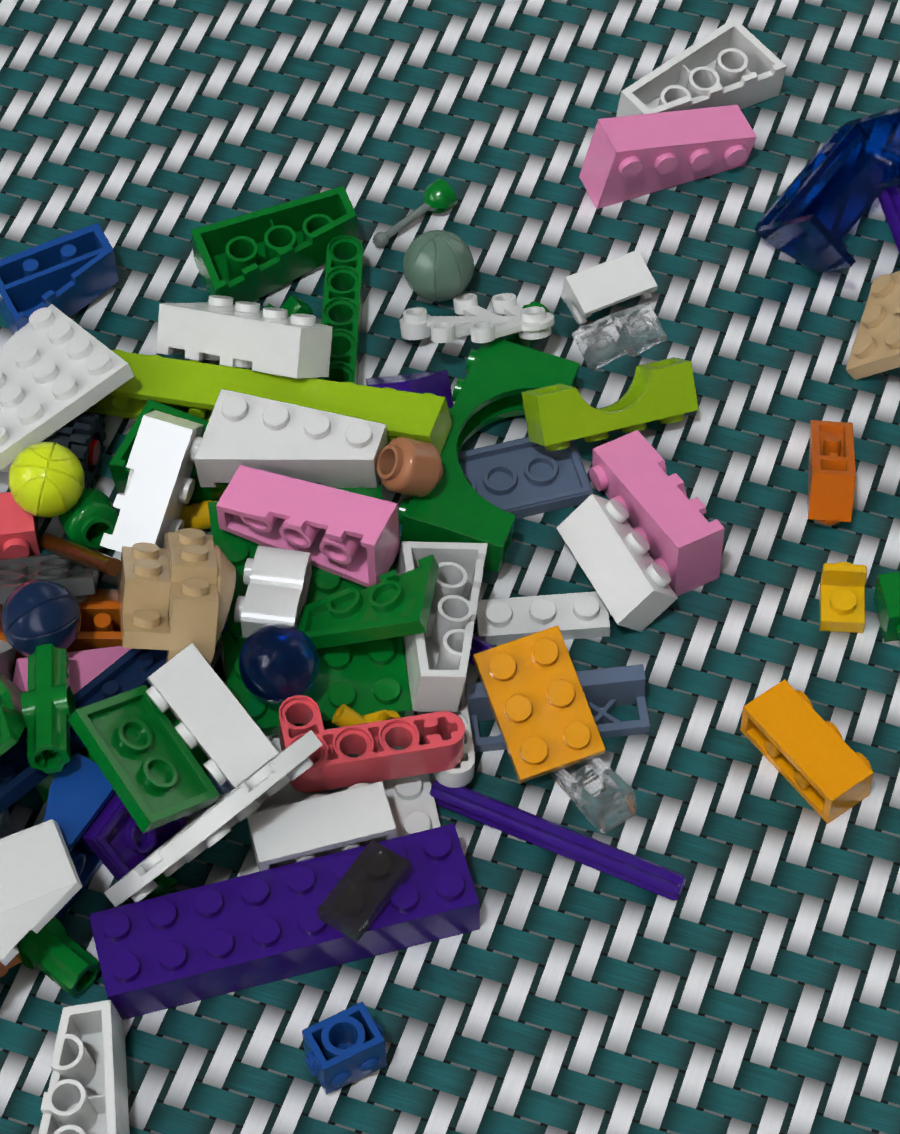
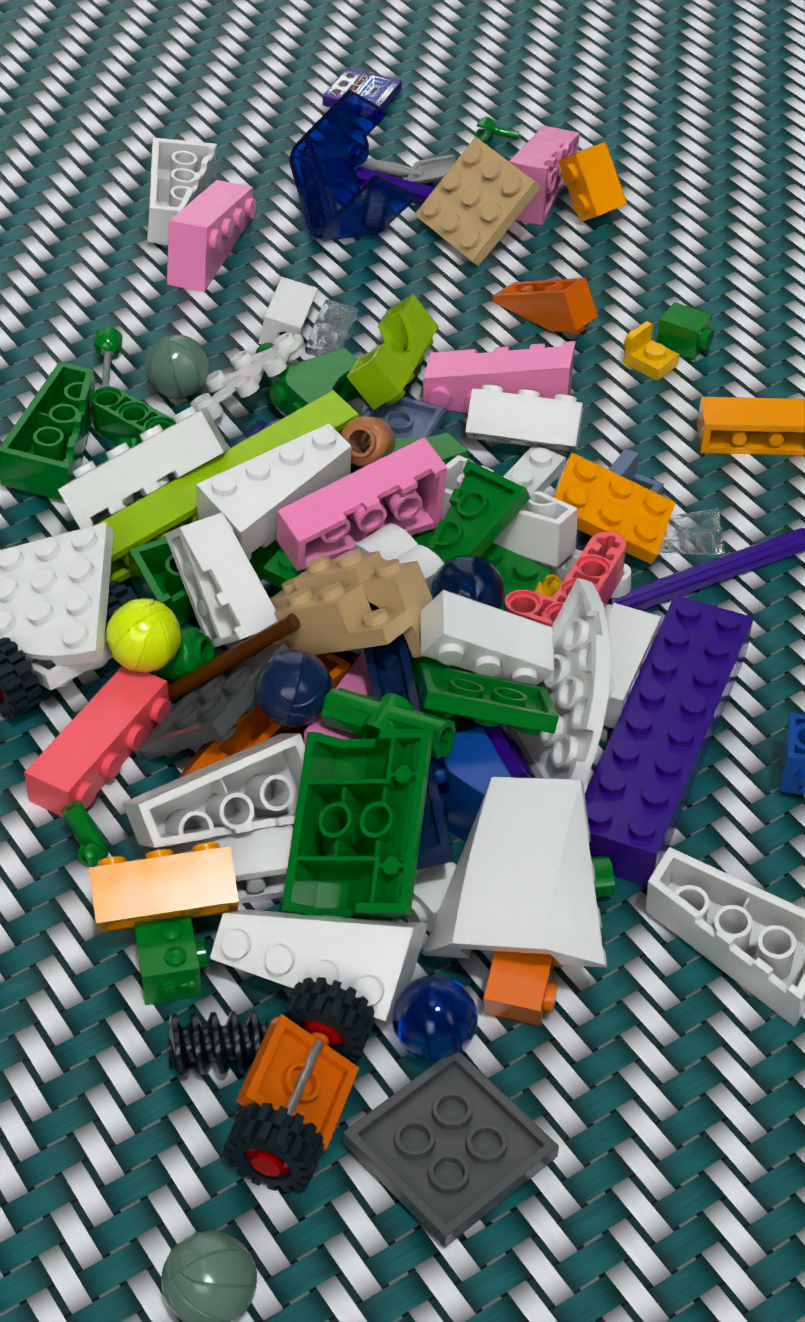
camera: 55 degrees left, 10 degrees down
(364, 890) = (700, 659): clear smoke plate -> none

